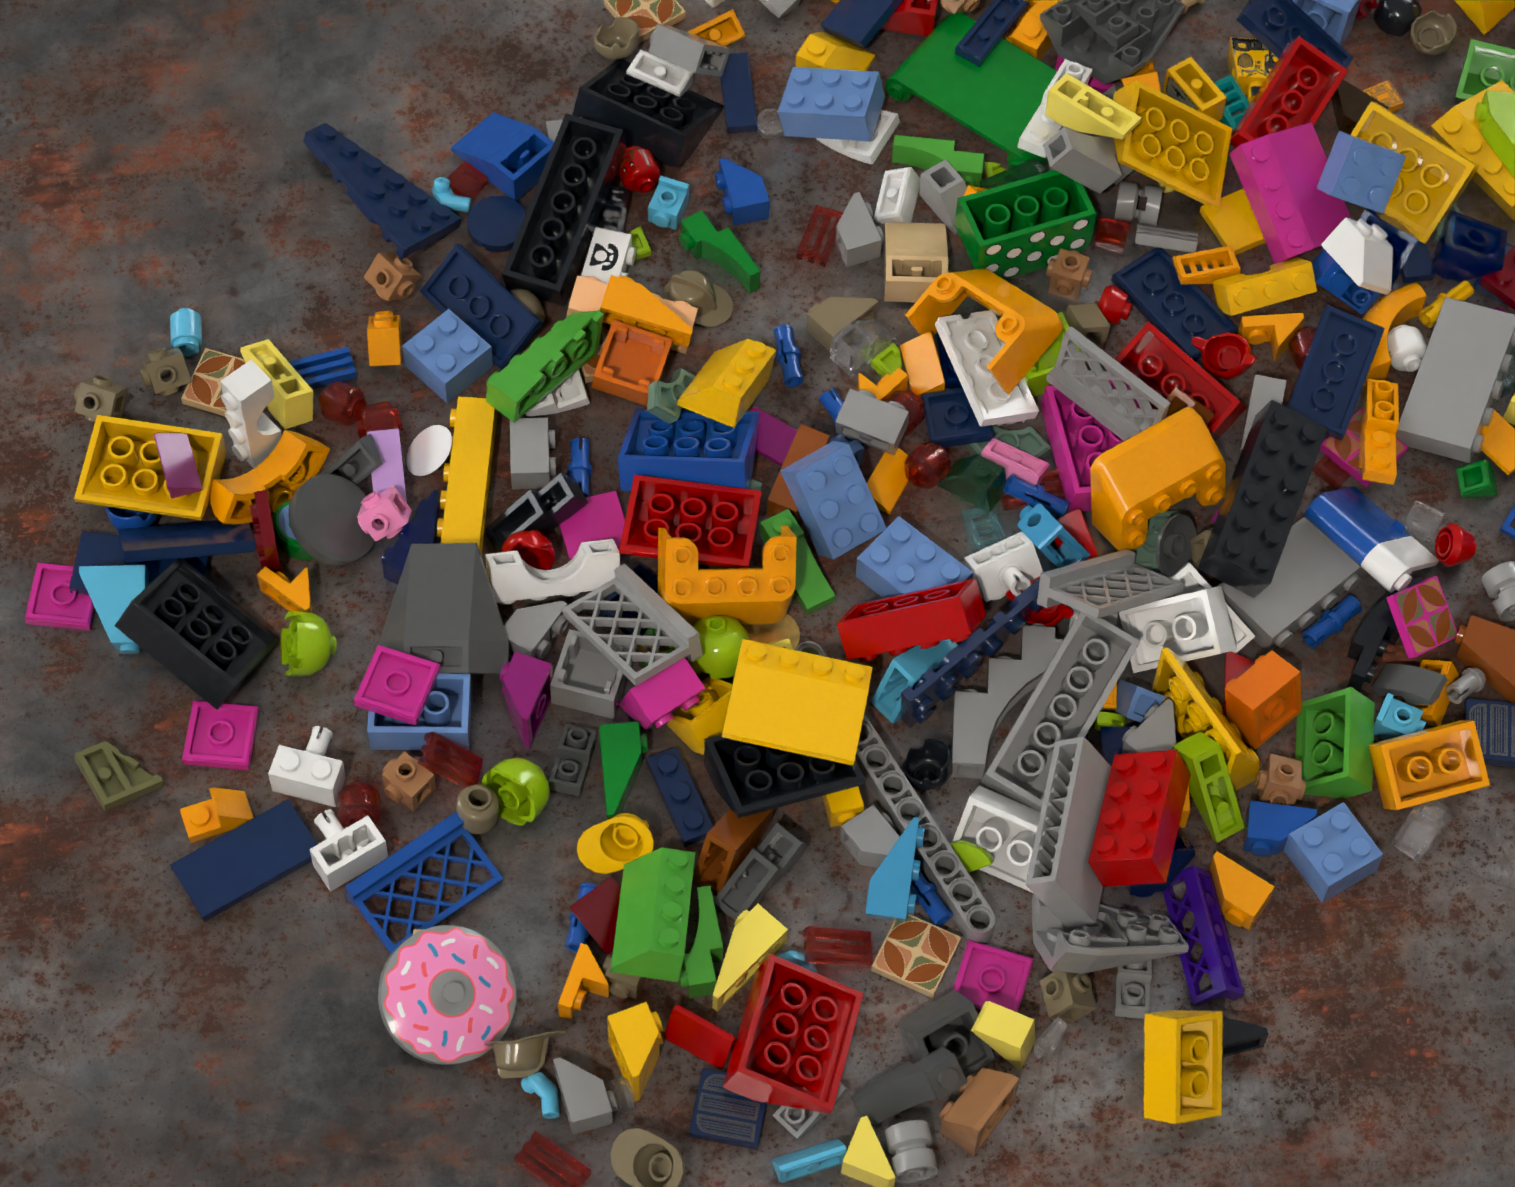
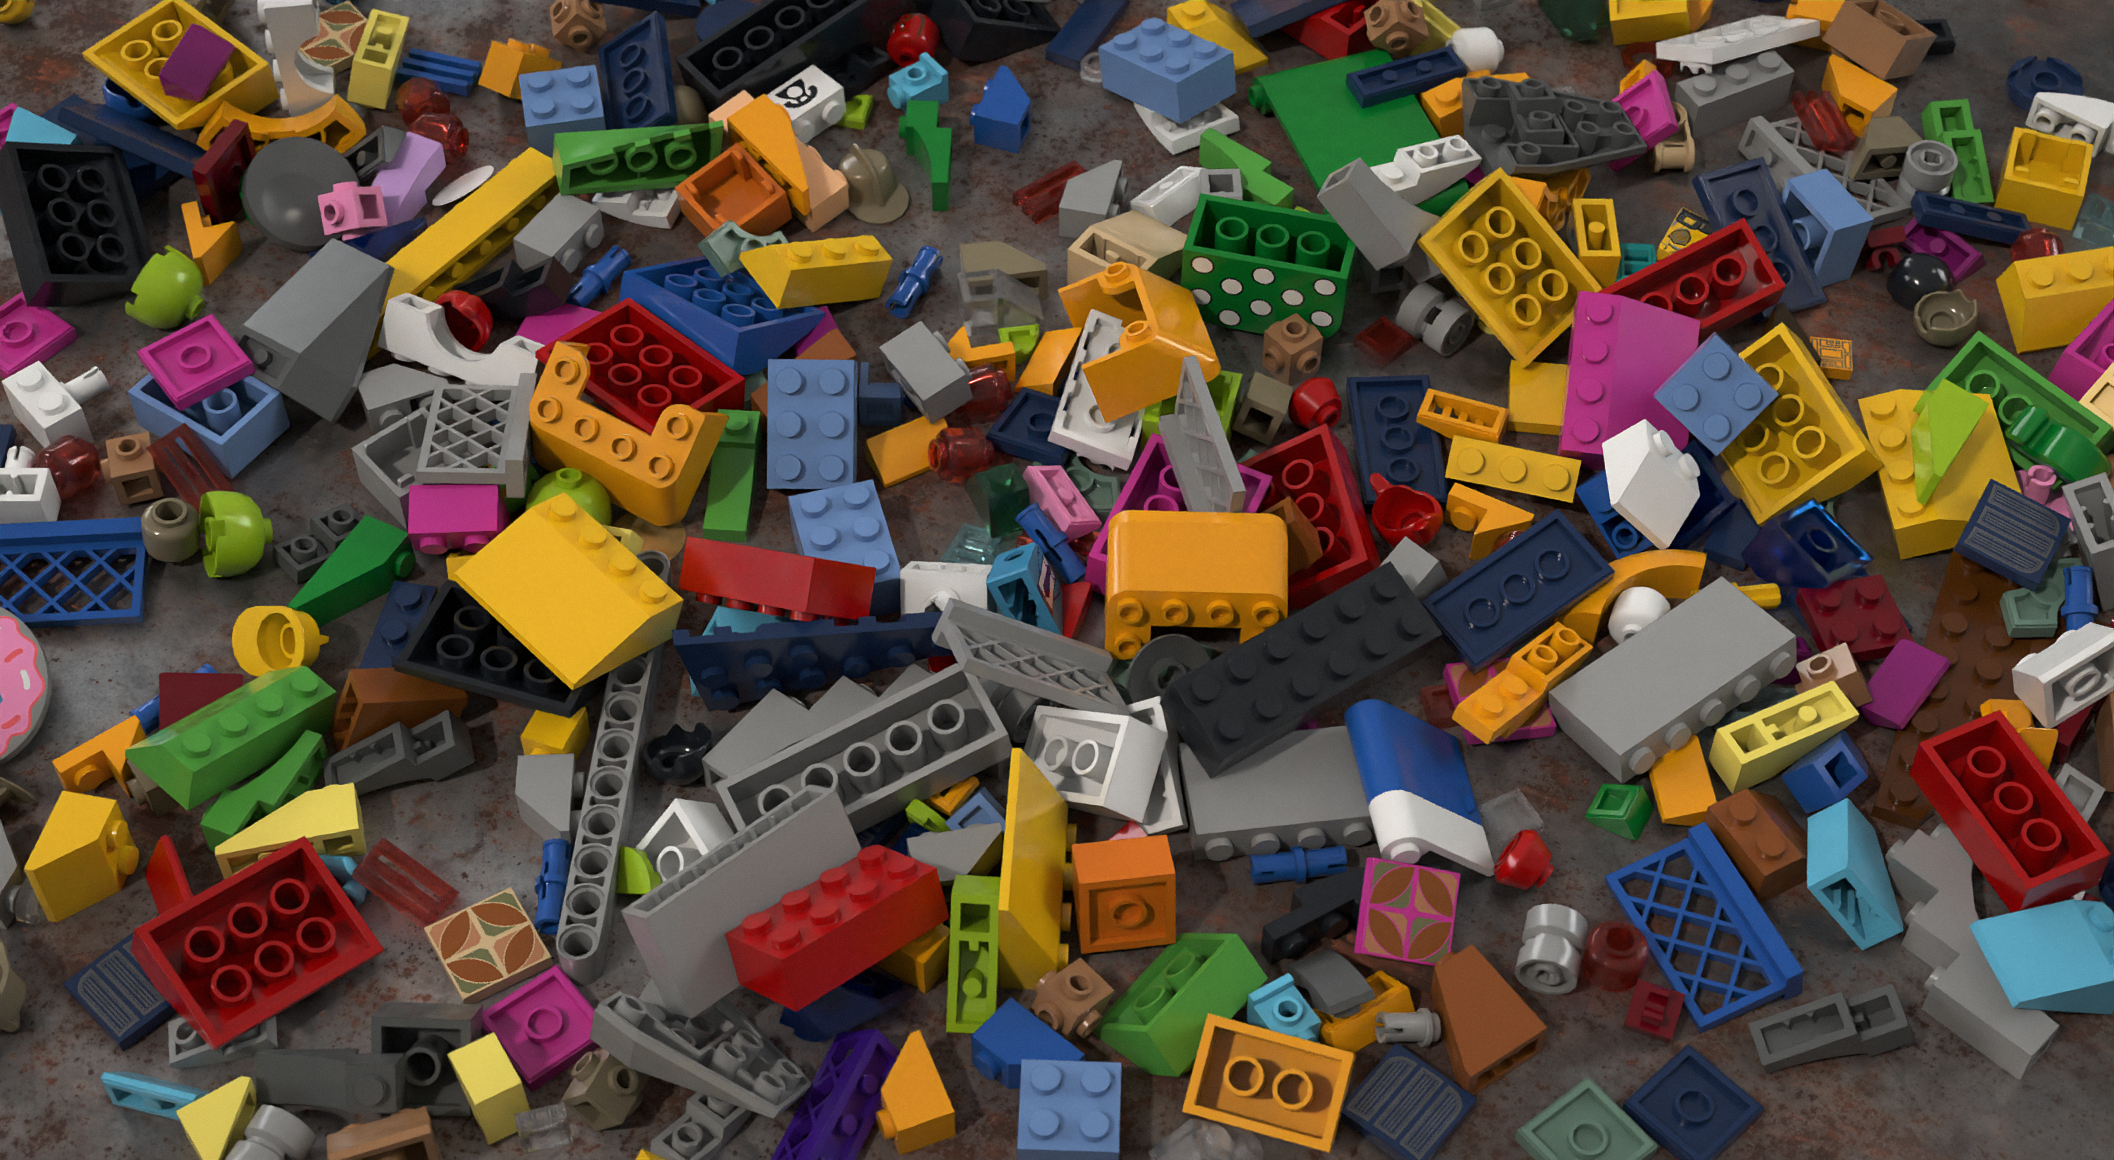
camera: 35 degrees right, 10 degrees down
(526, 694) = (317, 449): magenta slope -> none
(890, 884) = (516, 839): dark azure slope -> none
(1087, 110) = (1419, 170): light yellow slope -> none
(1166, 238) = (1441, 370): light grey tile -> none

